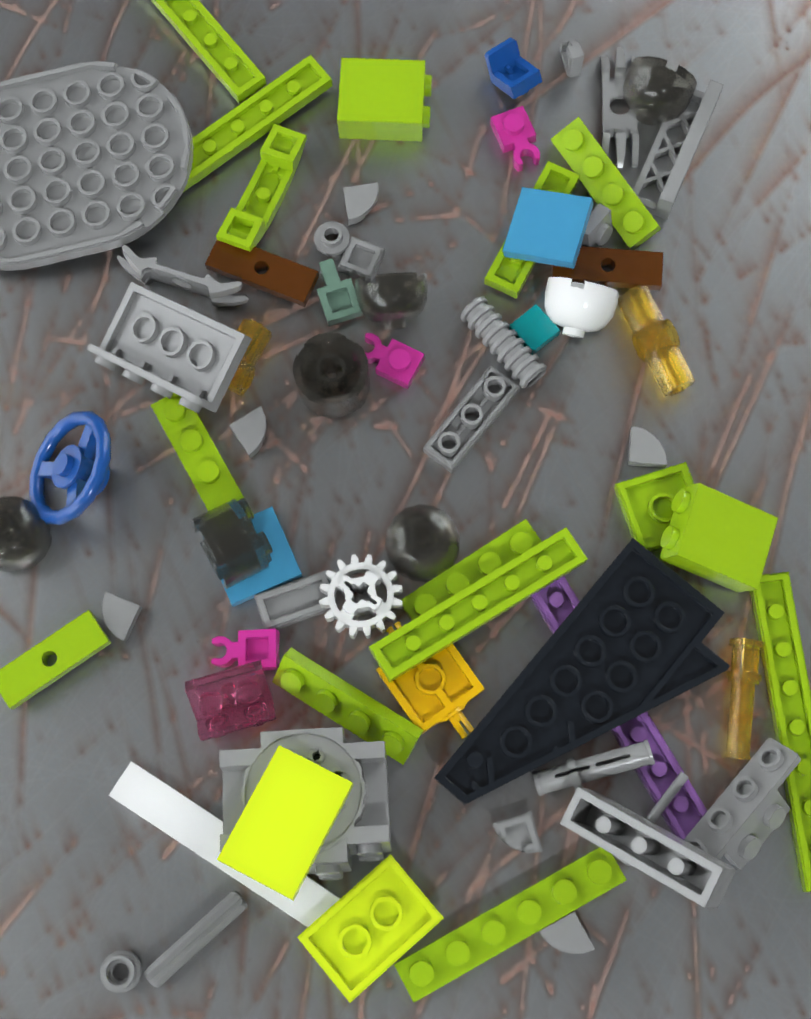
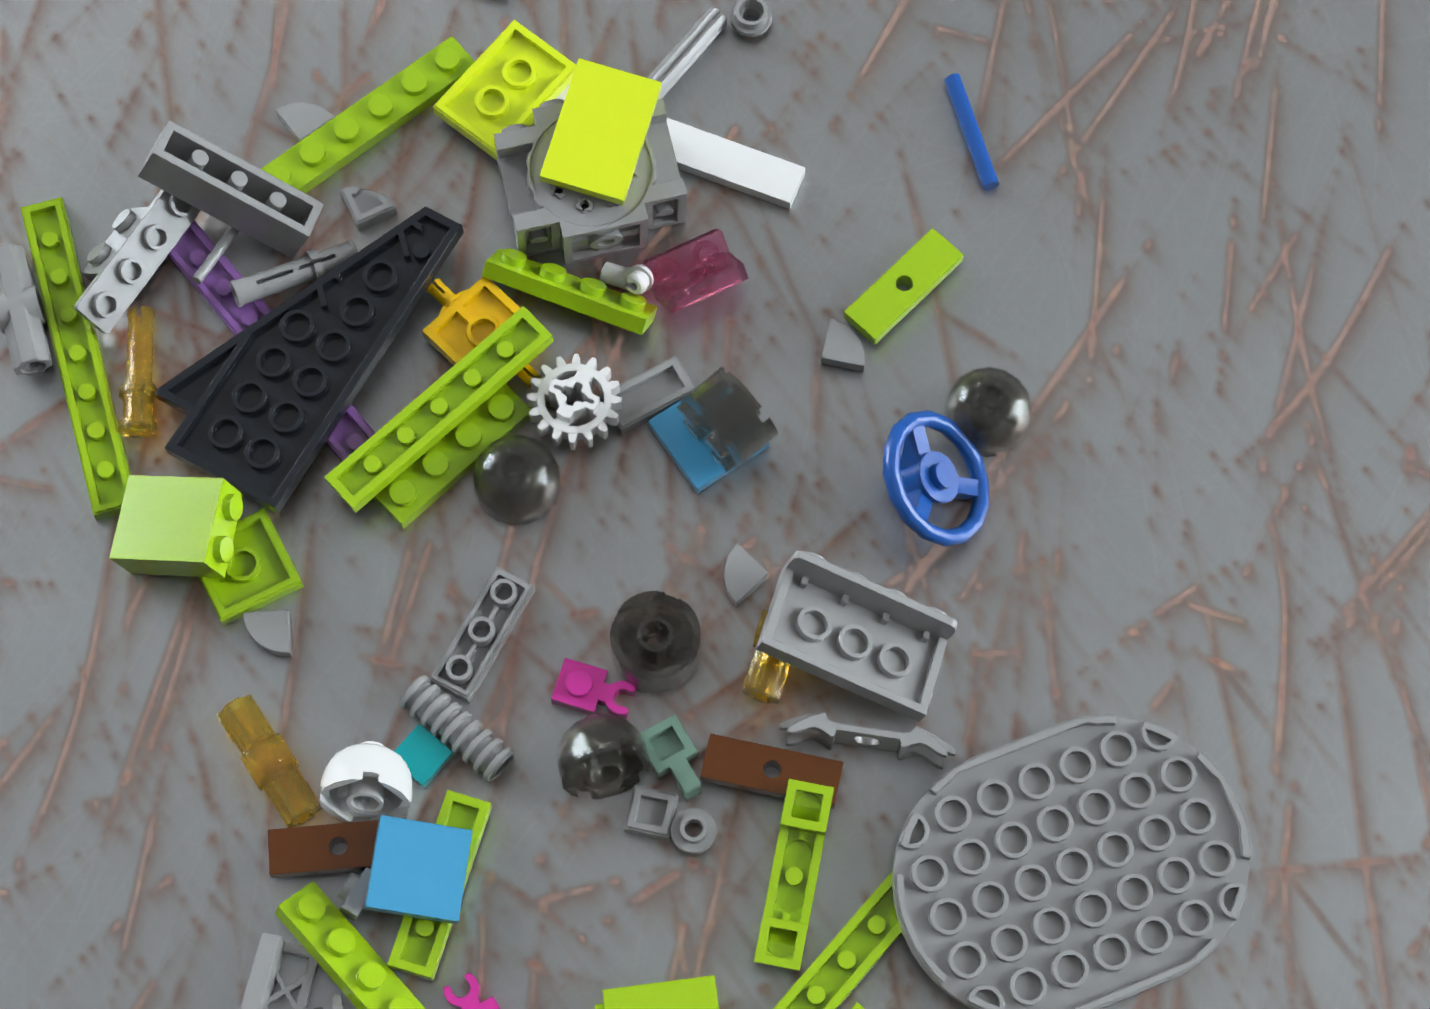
camera: 165 degrees right, 5 degrees down
(197, 452) = (778, 514): lime plate -> none
(251, 647) = (685, 332): dark pink plate -> none
(283, 703) = (635, 279): none -> white arm
(360, 201) = (668, 890): light grey tile -> none

